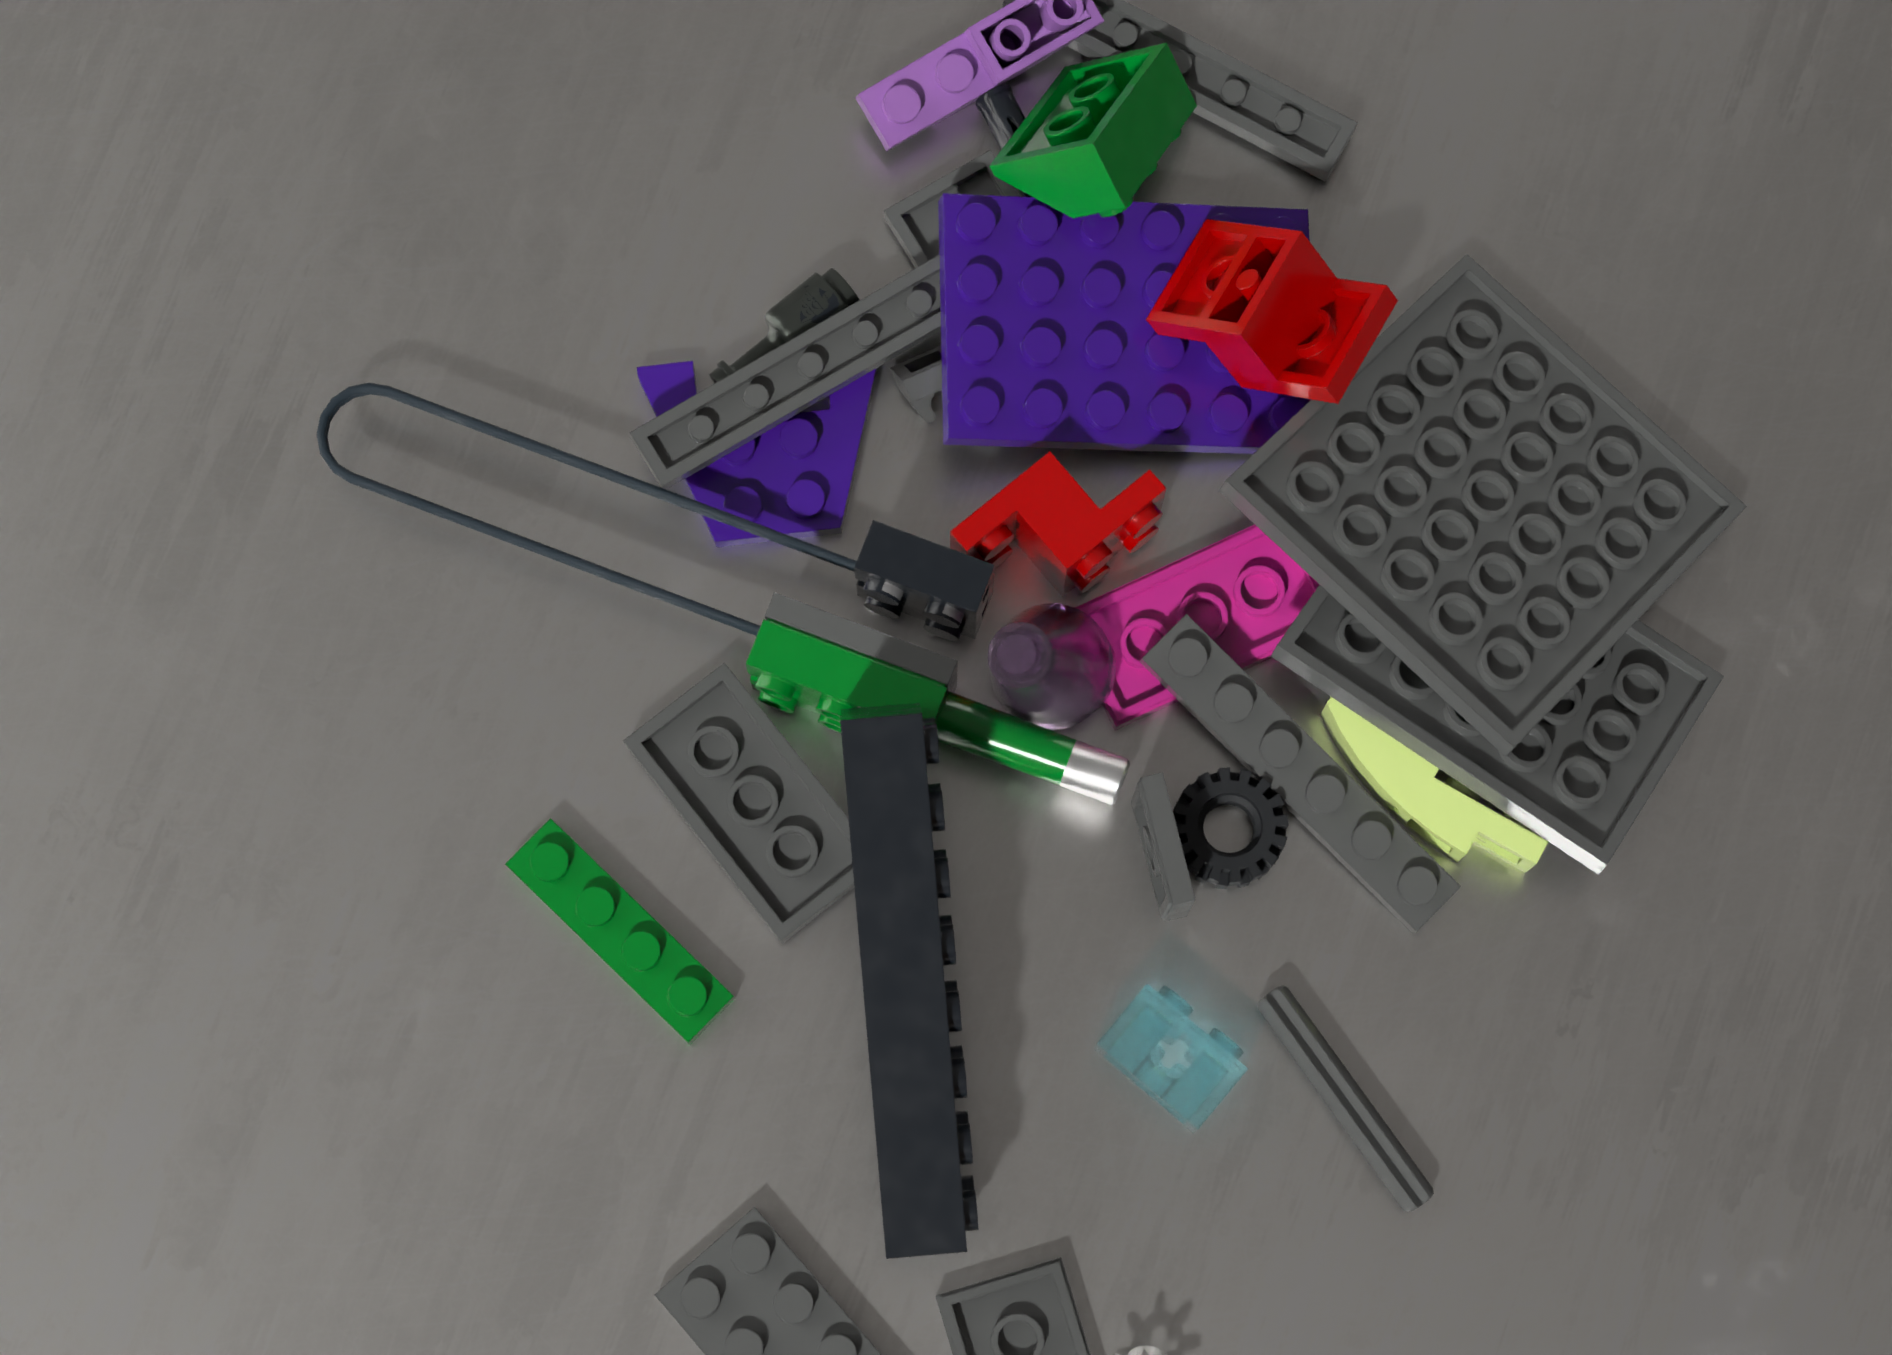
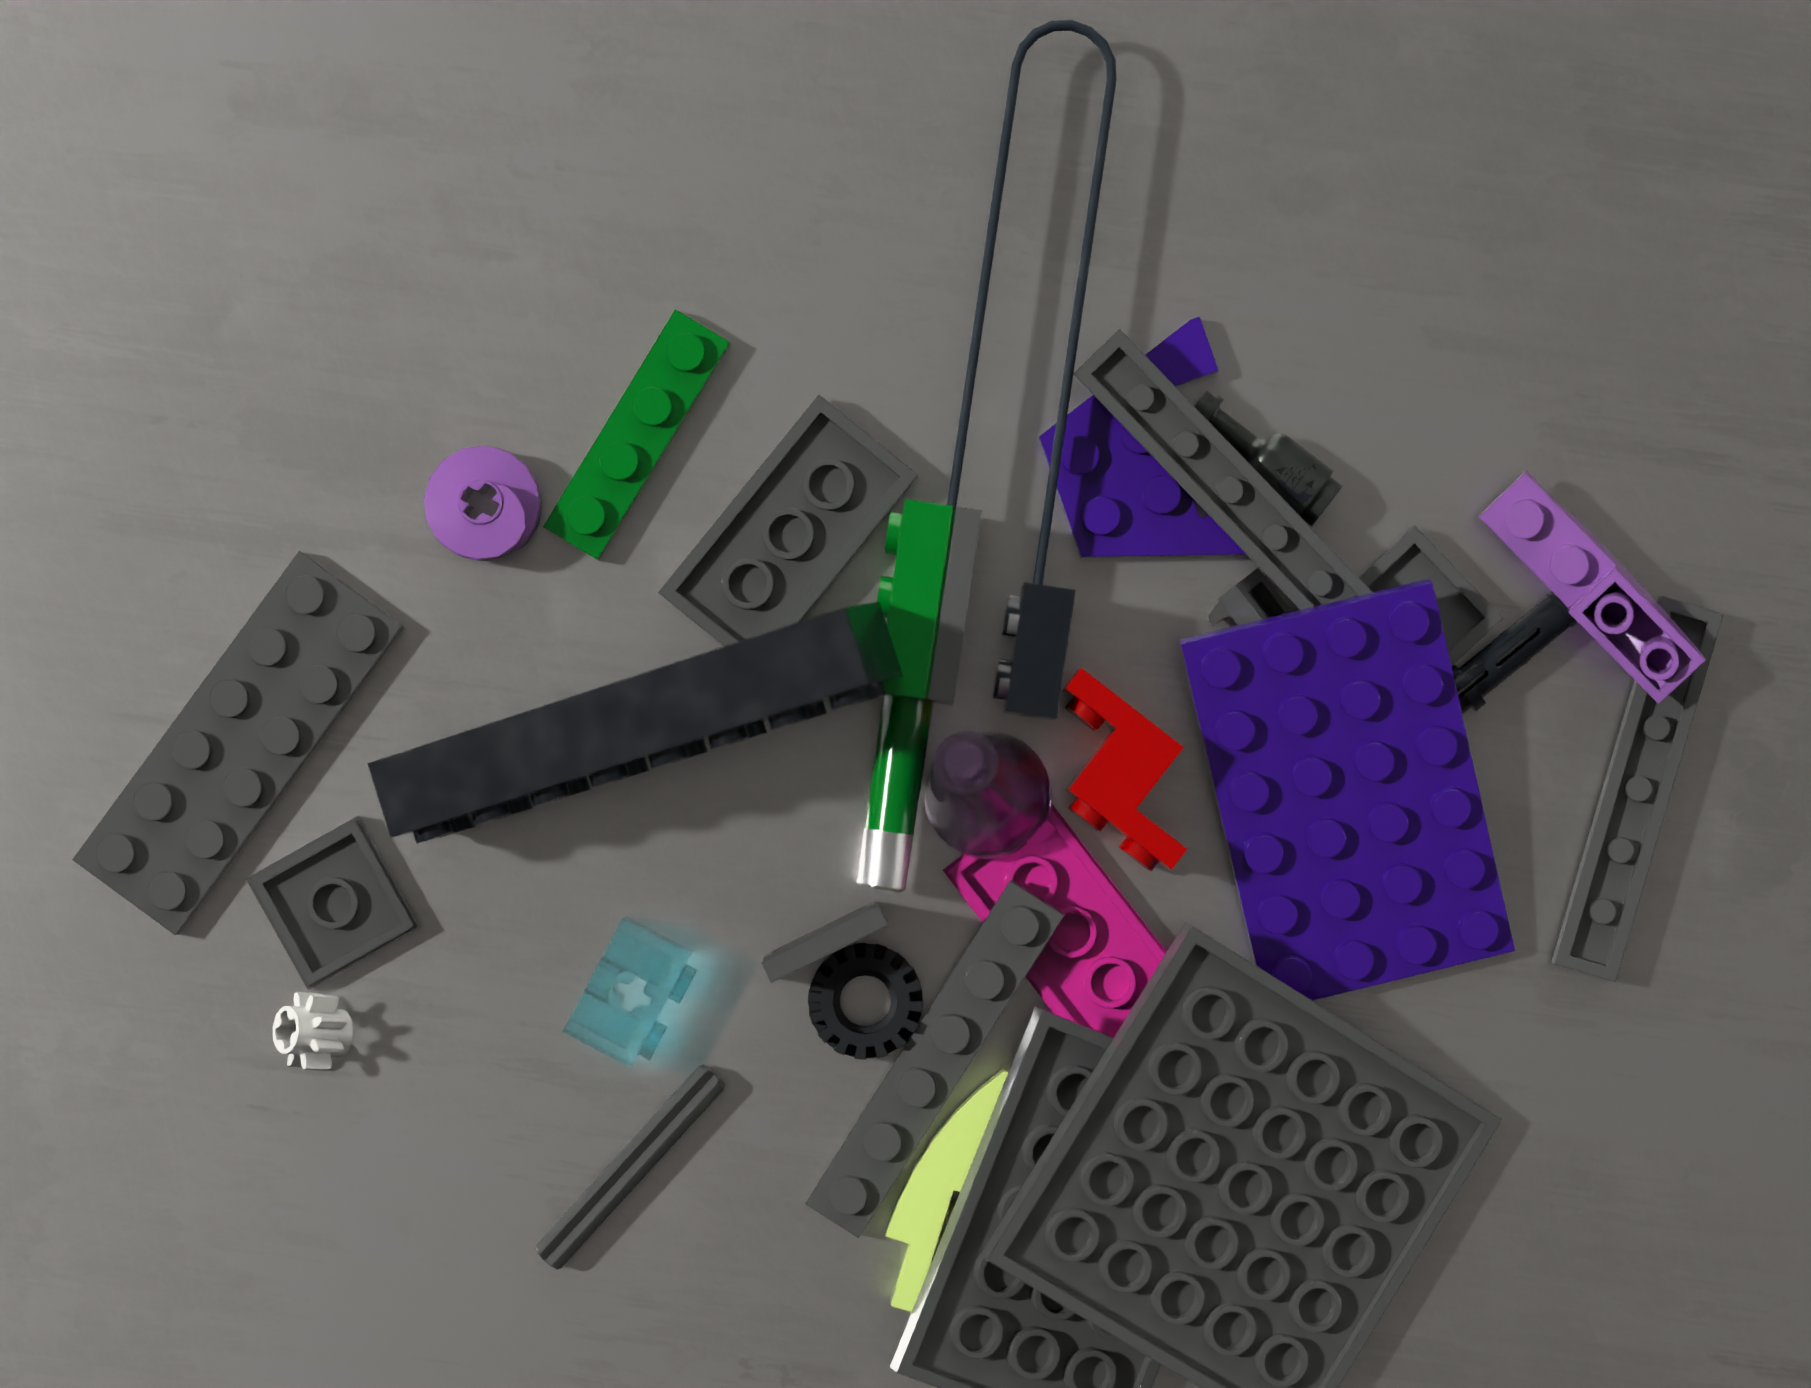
camera: 80 degrees right, 10 degrees up
(617, 1096) = (487, 536): none -> medium lavender piece
(1098, 132) = (1537, 722): green slope -> none
(1272, 310) = (1382, 936): red bracket -> none

